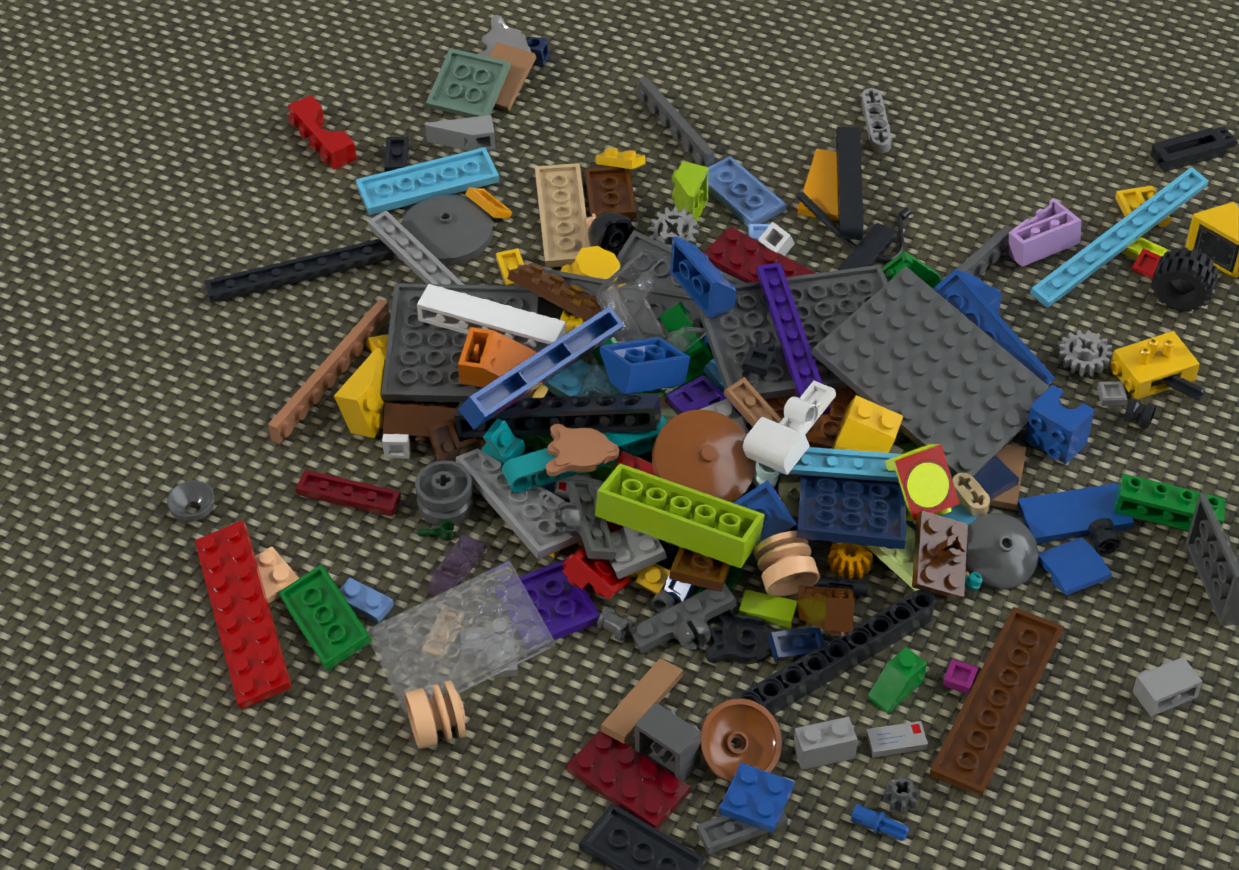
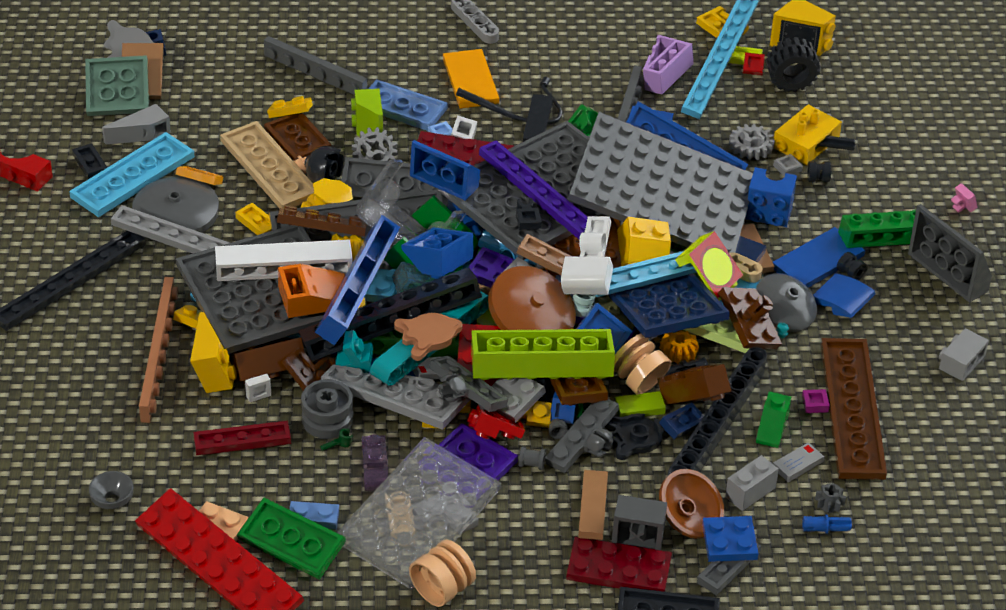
camera: 30 degrees left, 5 degrees down
(849, 183) = (491, 70): black beam -> none

